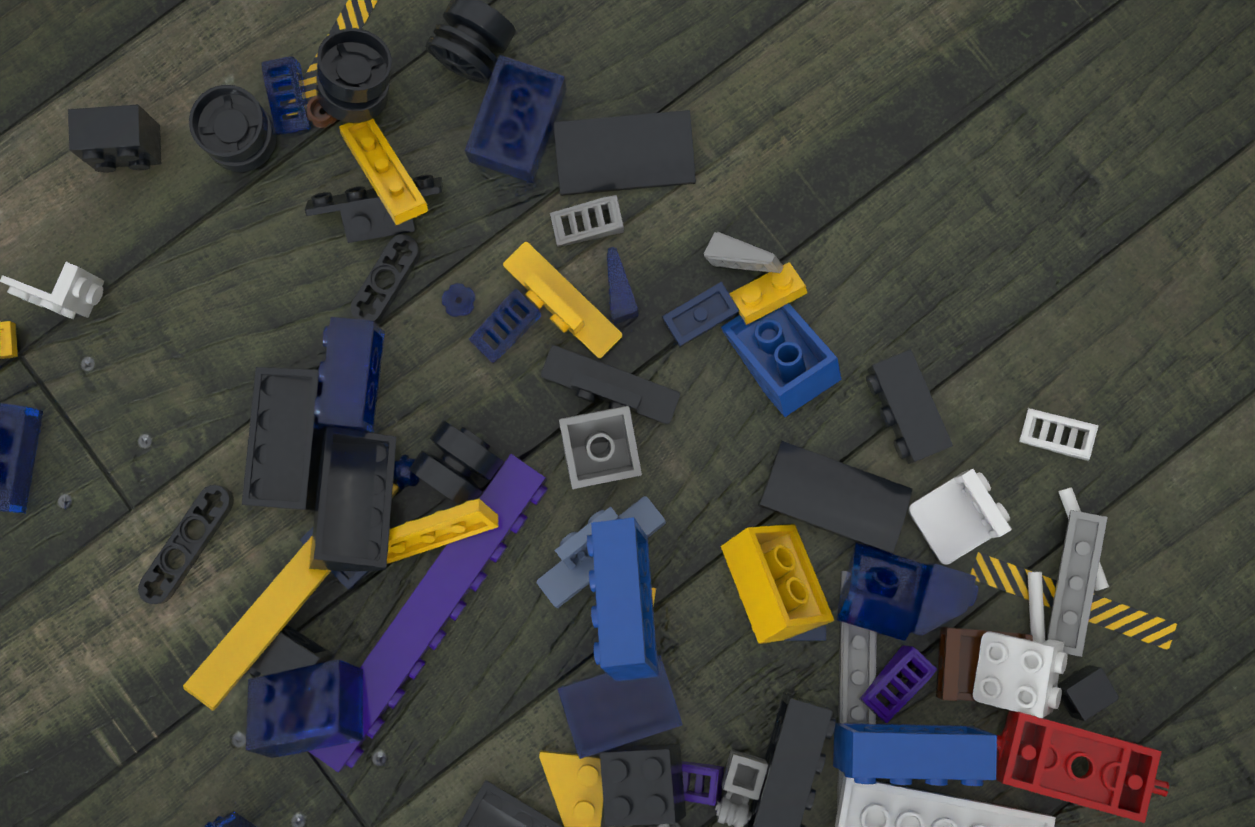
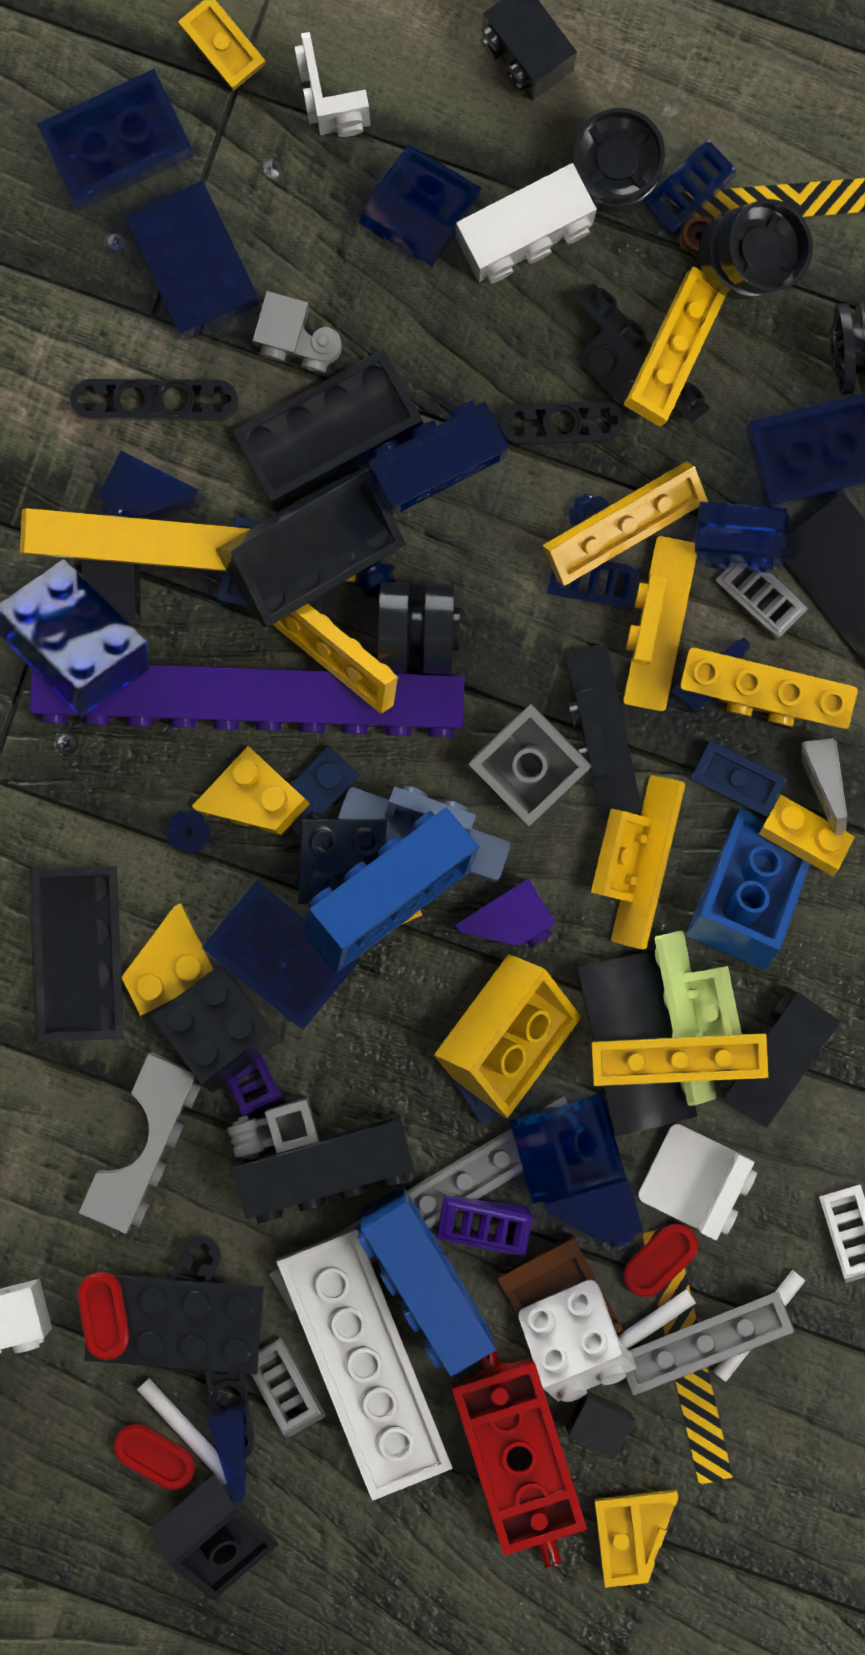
camera: 50 degrees right, 5 degrees up
(108, 456) = (193, 260): none -> clear blue brick
(176, 281) = (419, 205): none -> clear blue slope
(200, 428) = (282, 334): none -> light grey brick
(234, 216) = (526, 224): none -> white brick
(237, 590) = (144, 491): none -> clear blue slope
(479, 279) = (625, 523): none -> yellow plate
(484, 713) = (180, 822): none -> clear blue plate
(498, 652) = (252, 796): none -> yellow wing
(523, 607) = (323, 784): none -> dark blue plate
(538, 207) = (741, 536): none -> clear blue brick
(570, 620) = (333, 848): none -> black hinge
(653, 255) = (768, 689): none -> yellow bracket
(697, 528) = (511, 918): none -> dark purple slope
(711, 417) = (636, 859): none -> yellow bracket
(846, 441) = (697, 1003): none -> yellowish green bracket
(869, 474) = (680, 1059): none -> yellow plate
(996, 577) = (660, 1260): none -> red tile
(1177, 720) = (631, 1534): none -> yellow wing

